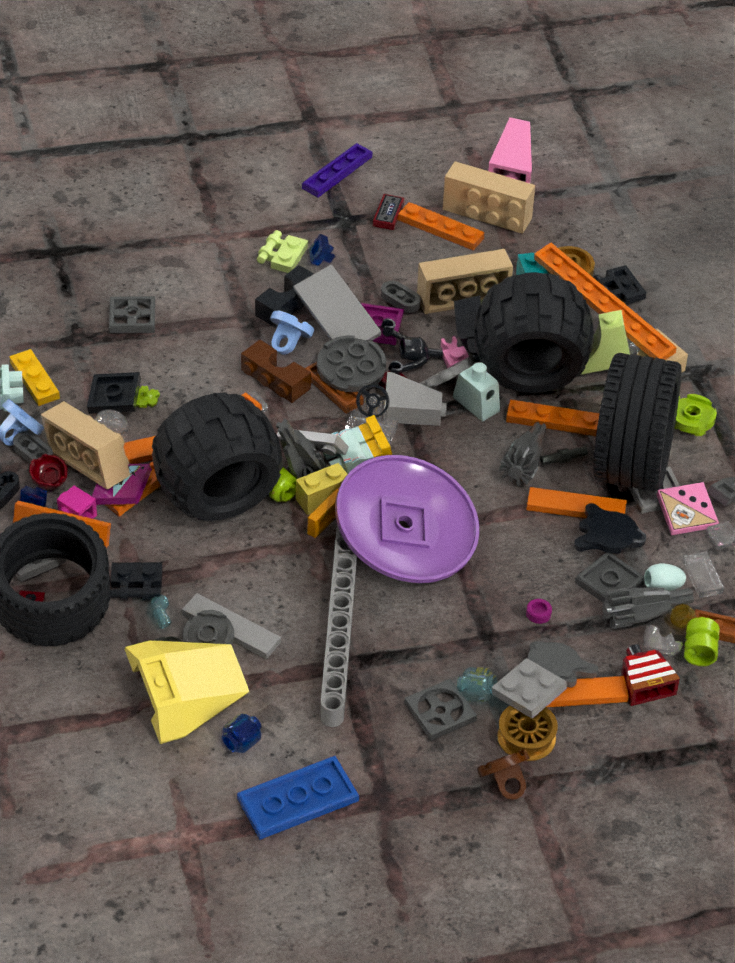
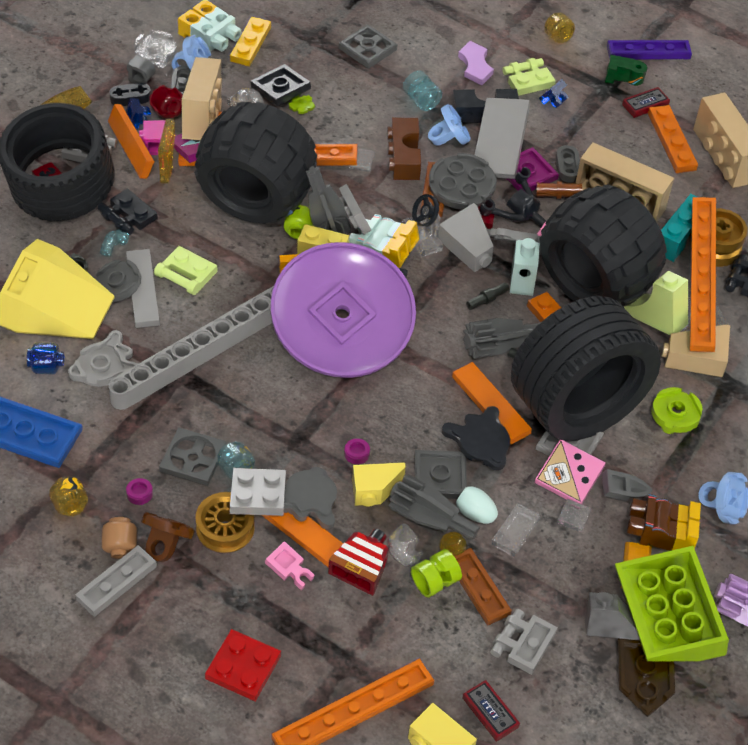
camera: 45 degrees right, 5 degrees up
(113, 505) = (165, 151): none -> clear yellow tile
(222, 265) = (474, 58): none -> lavender tile
(227, 317) = (422, 90): none -> clear light blue wheel
(244, 586) = (188, 265): none -> yellowish green plate
(257, 196) = (559, 27): none -> clear yellow head
(282, 701) = (102, 361): none -> light grey tile
(345, 197) = (625, 70): none -> dark green leg
(404, 808) = (68, 496): none -> clear yellow head
(420, 320) = (557, 189): none -> dark orange pin
(439, 764) = (139, 491): none -> magenta tile
(475, 434) = (487, 296): none -> pearl dark grey bar
(477, 803) = (119, 537): none -> medium nougat head
(514, 833) = (116, 580): none -> light grey plate
(583, 620) = (375, 481): none -> light yellow slope
(603, 721) = (287, 563): none -> bright pink plate
(665, 809) = (243, 665): none -> red plate

